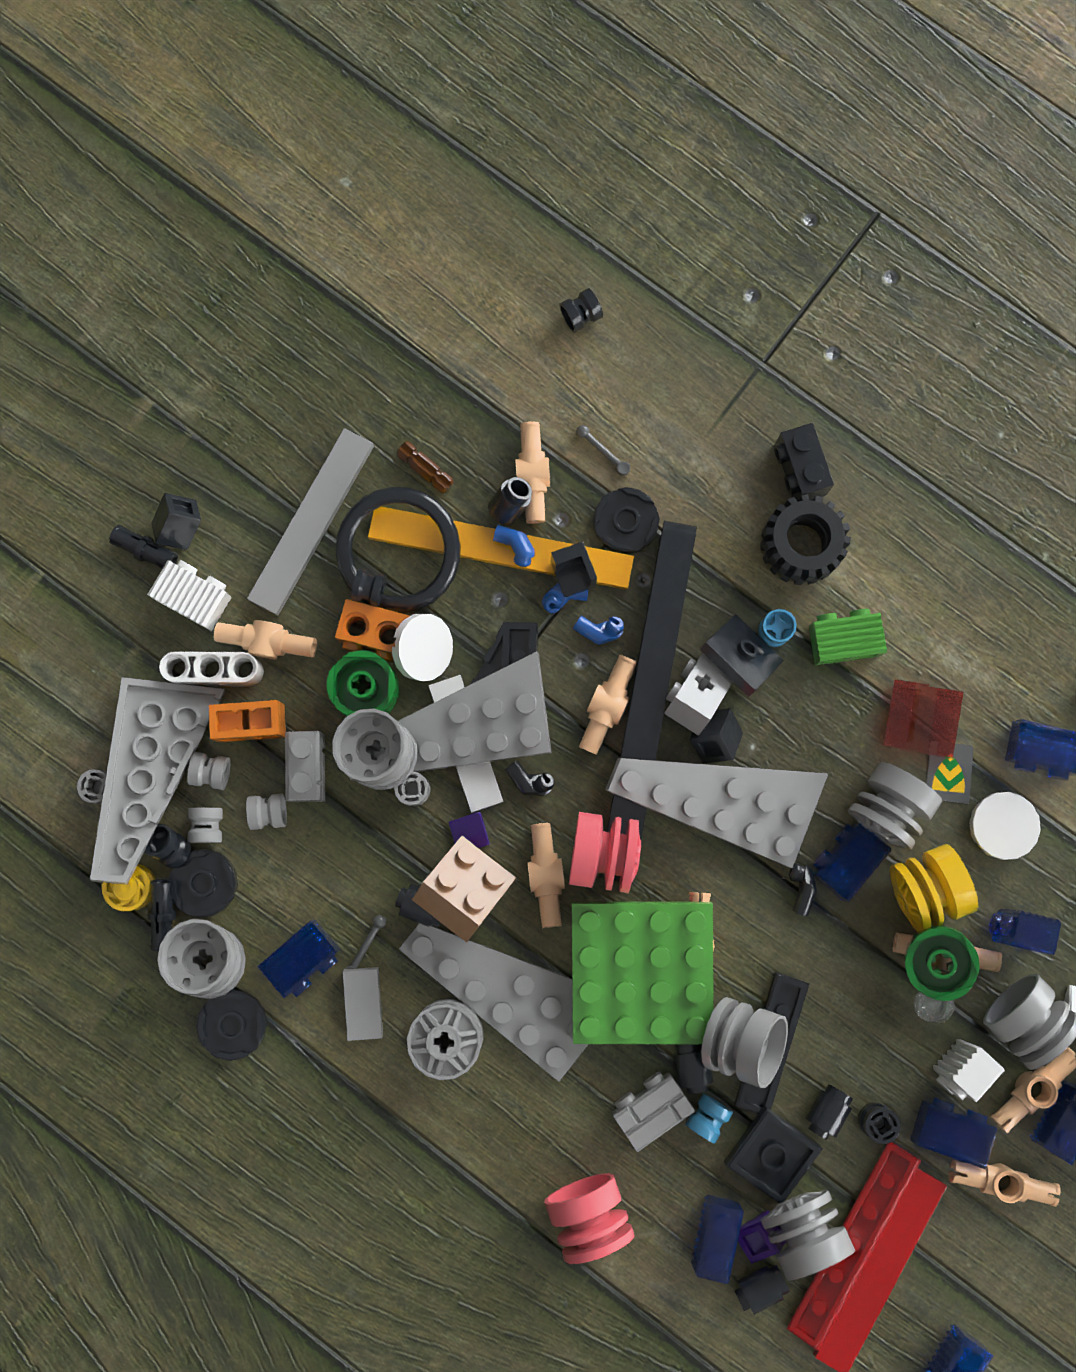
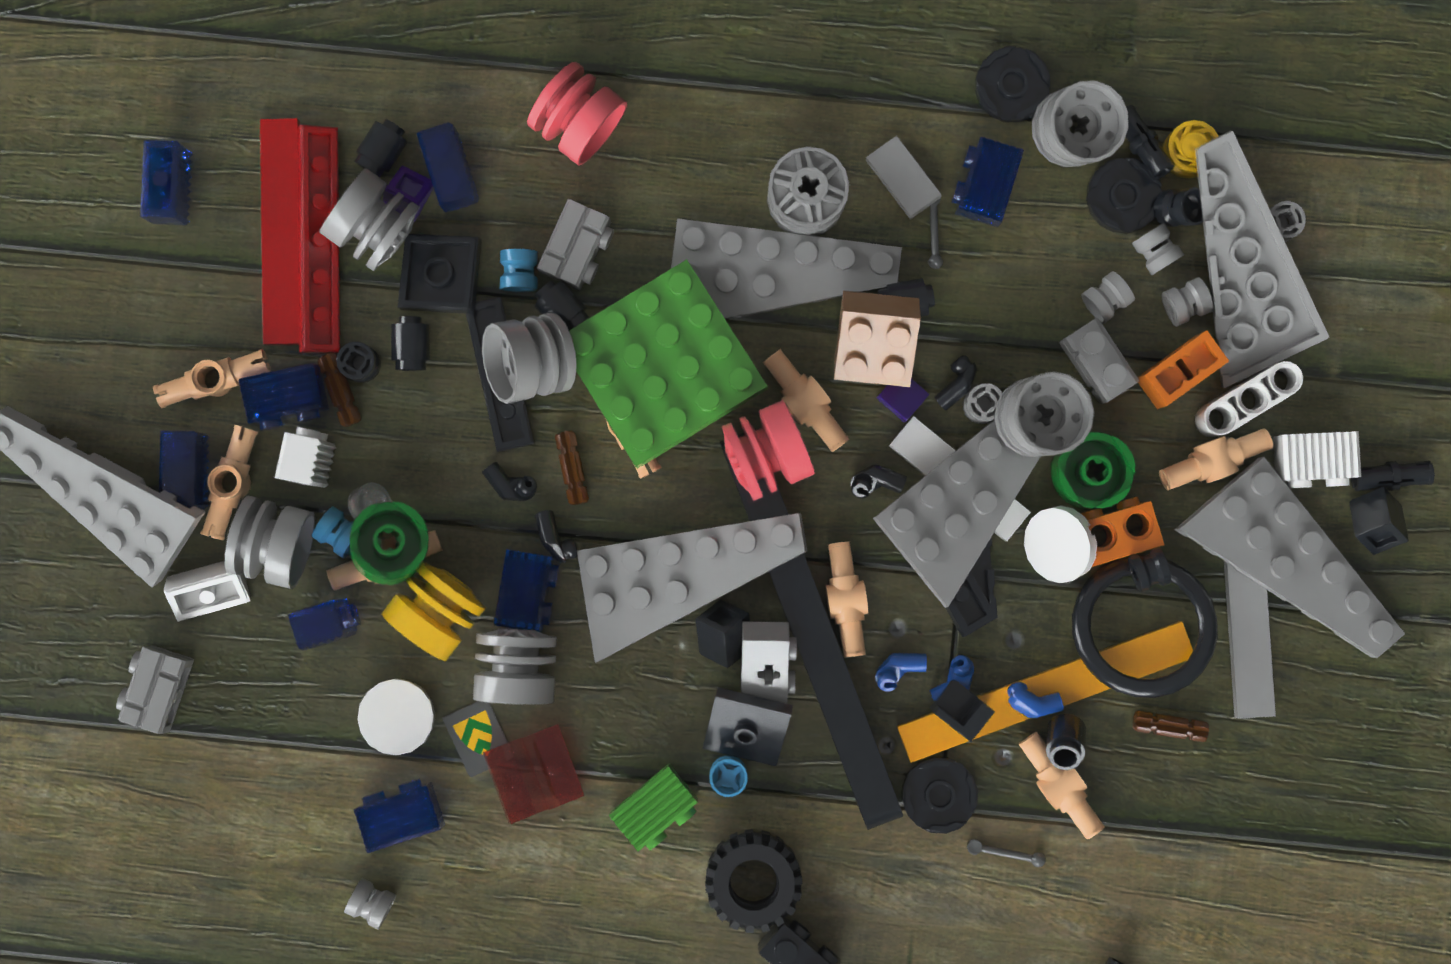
camera: 145 degrees right, 5 degrees up
(261, 550) = (1281, 547): none -> light grey wing
(421, 813) = (960, 385): none -> black arm
(758, 934) = (571, 467): none -> reddish brown axle
(814, 948) = (510, 487): none -> black arm
(907, 1108) = (339, 390): none -> reddish brown axle
(975, 1002) = (335, 531): none -> dark azure wheel

